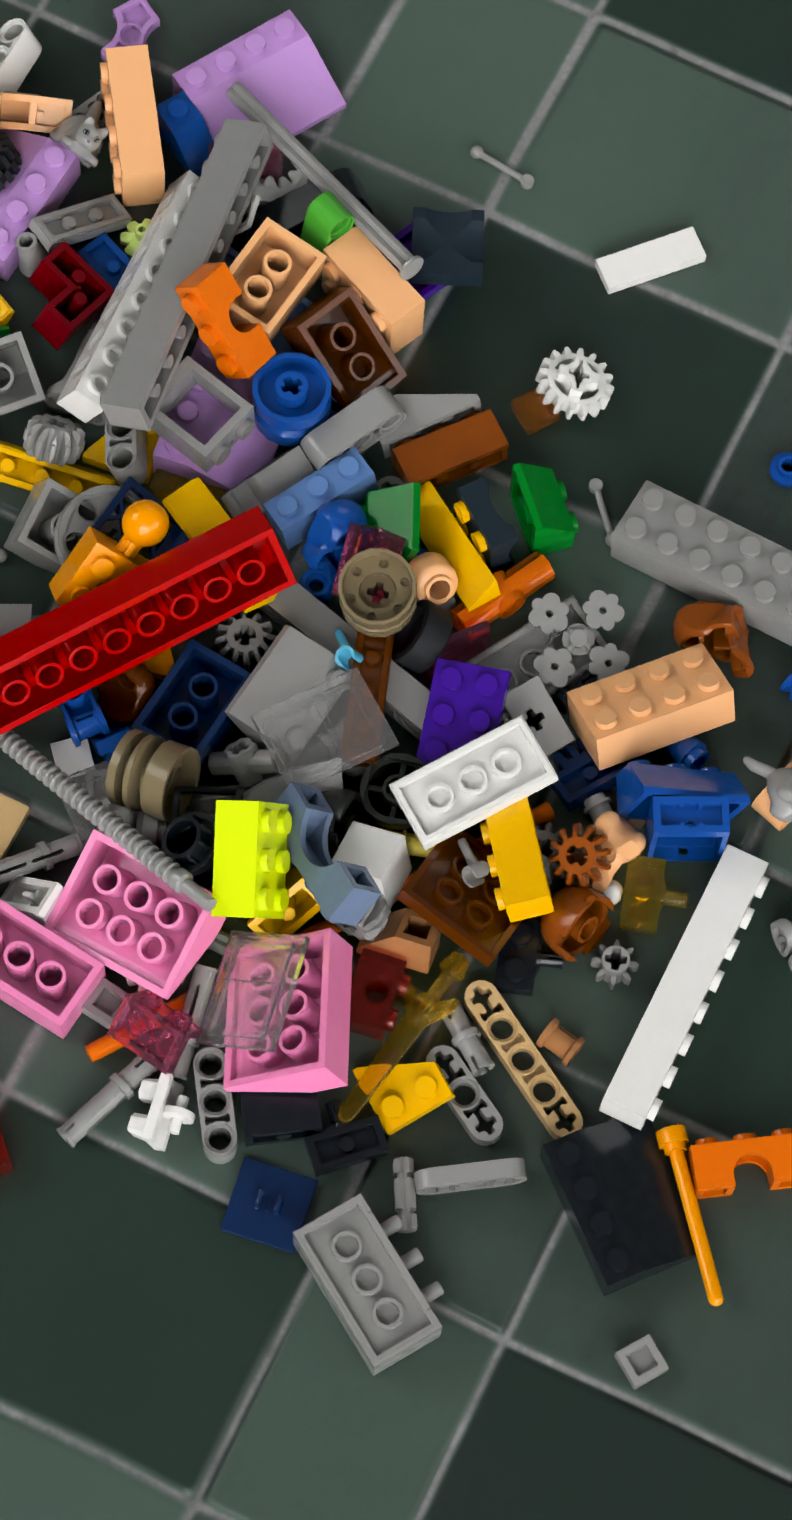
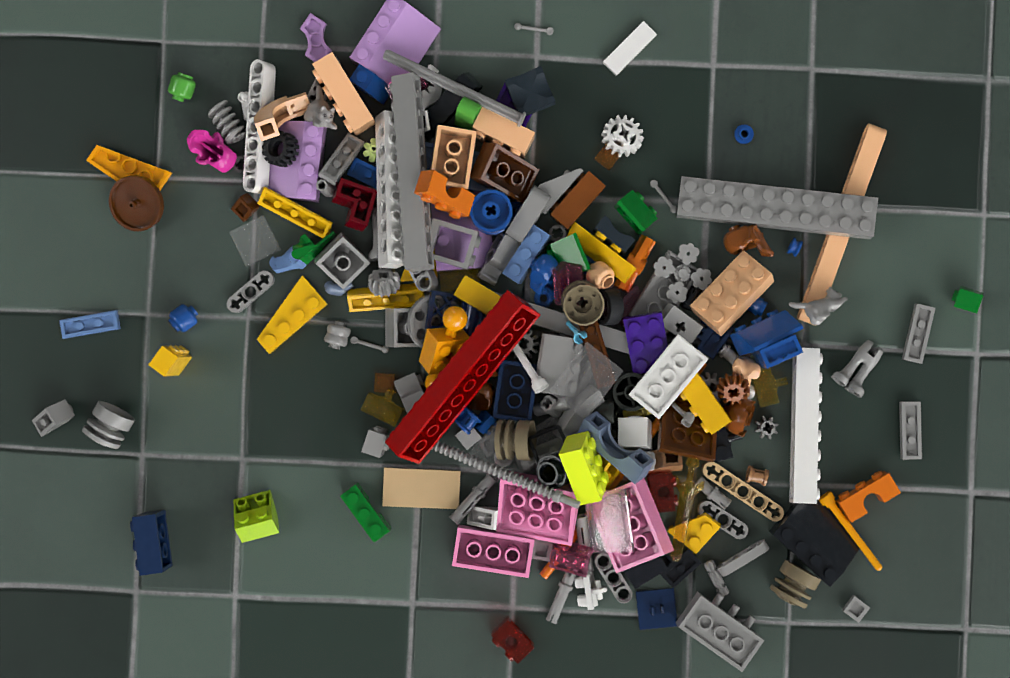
camera: 20 degrees left, 20 degrees up
(239, 696) = (538, 383): none -> white piece
(540, 1258) = (795, 584): none -> dark tan wheel

